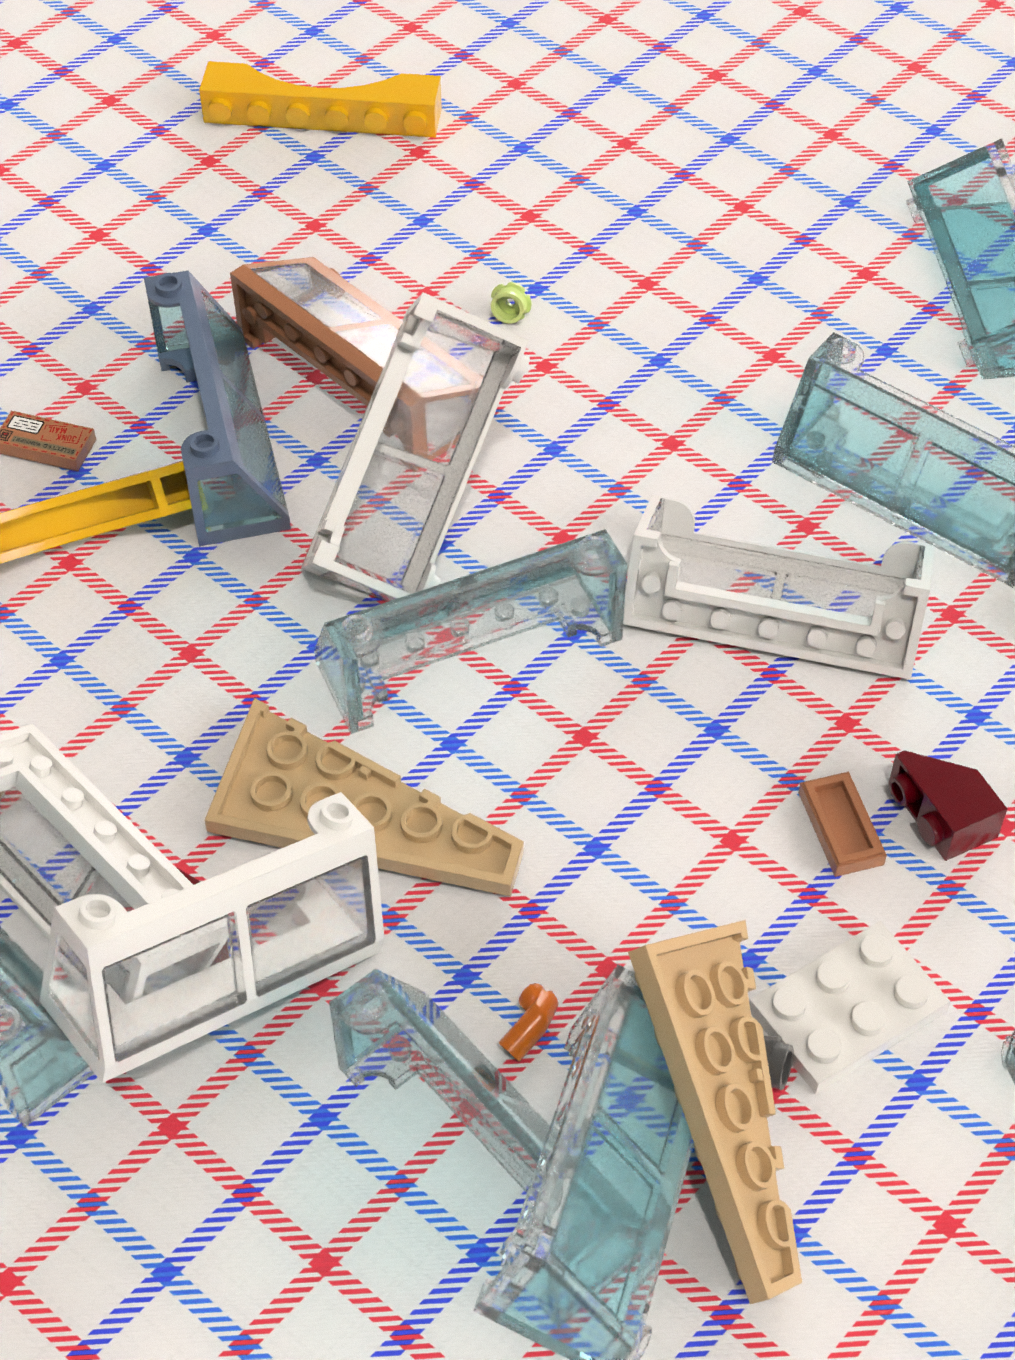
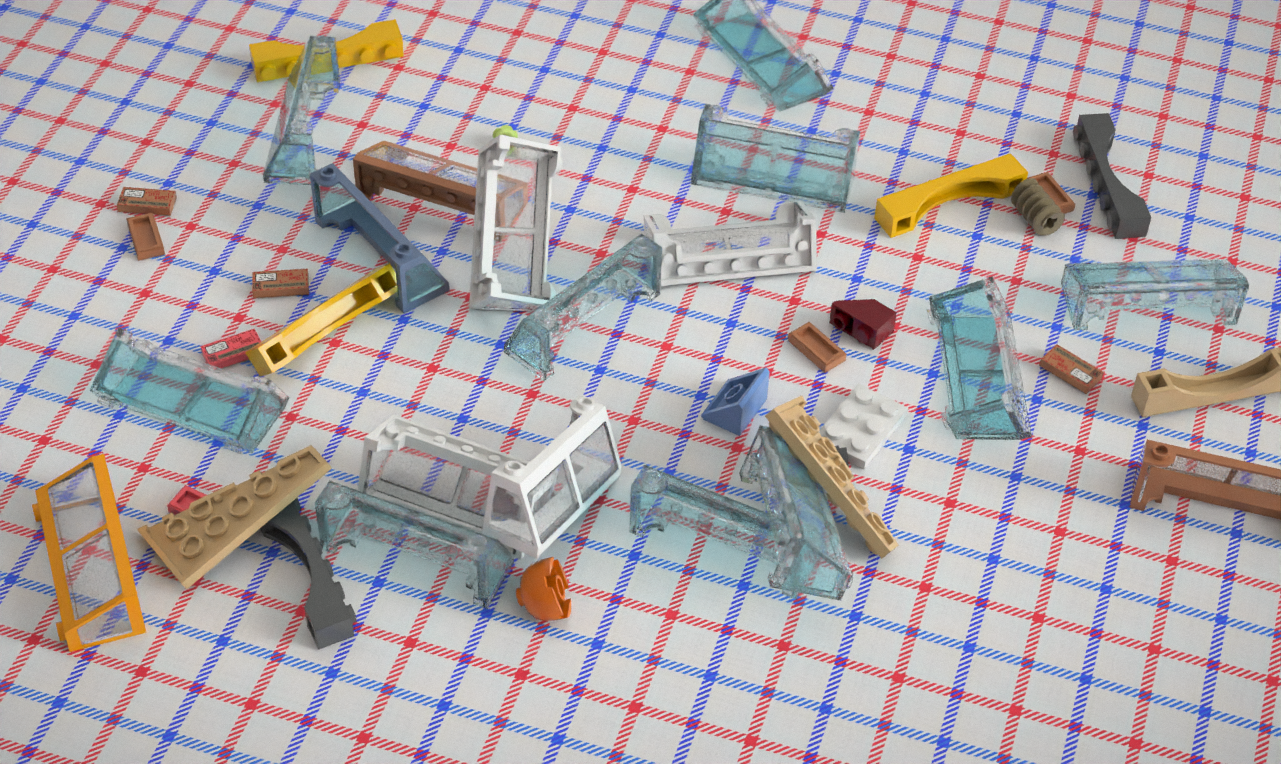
camera: 25 degrees left, 5 degrees down
(118, 1139) = (544, 590): none -> orange cylinder
(263, 132) = (292, 149): none -> windscreen
(285, 770) = (542, 413): tan wing -> none
(532, 1025) = (716, 475): orange arm -> none
(647, 885) = (738, 401): none -> medium blue slope

